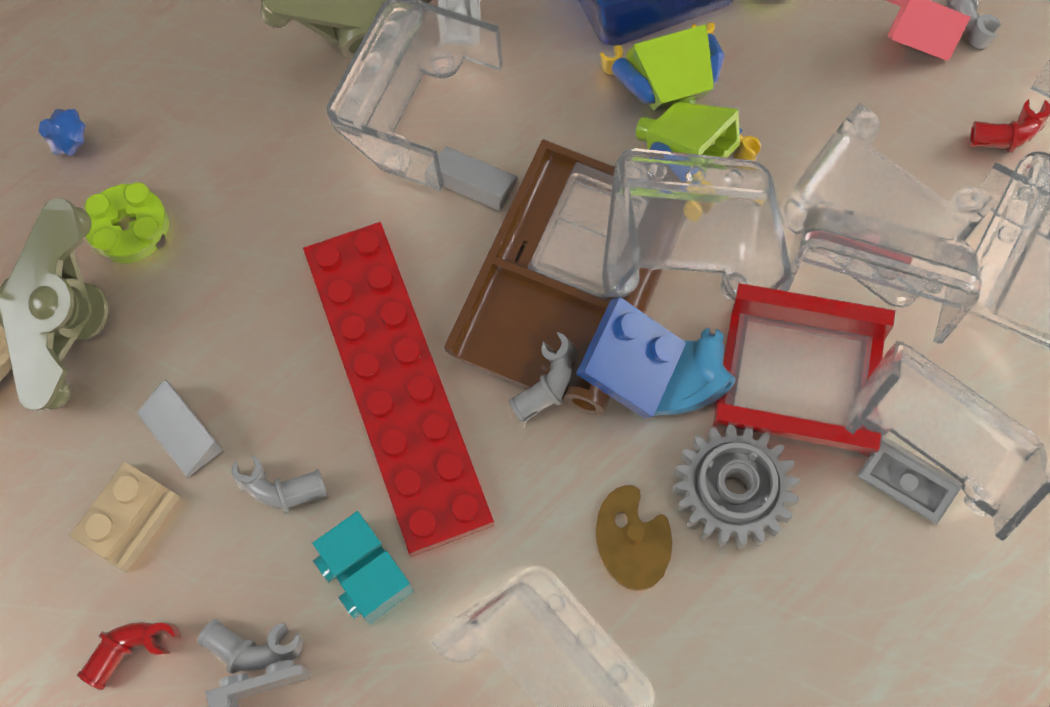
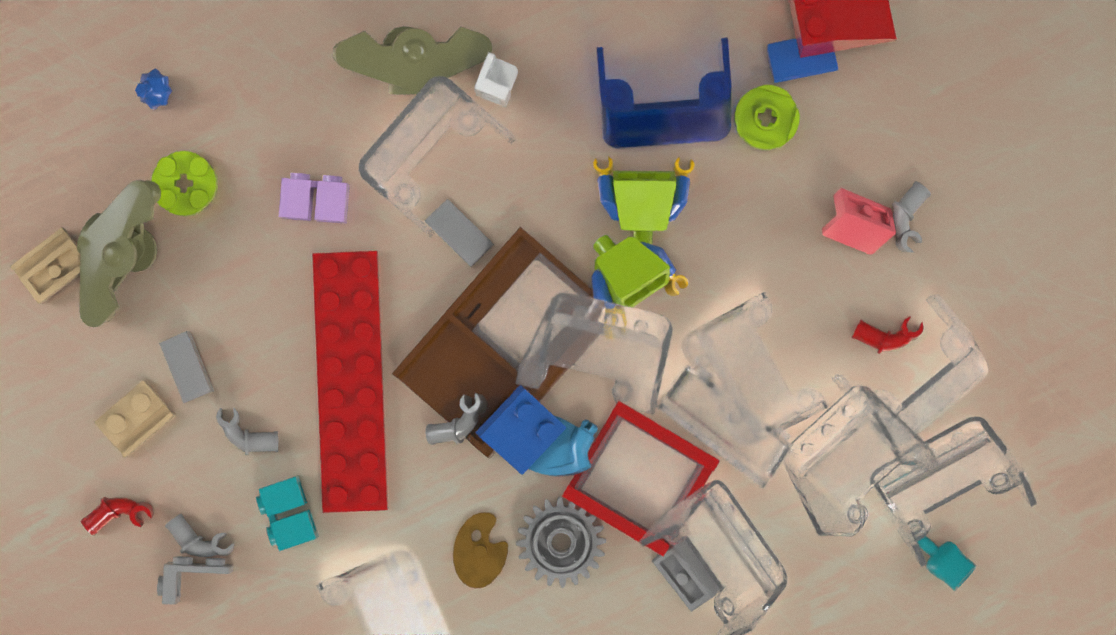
camera: 15 degrees right, 20 degrees up
(267, 193) = (297, 198): none -> lavender piece

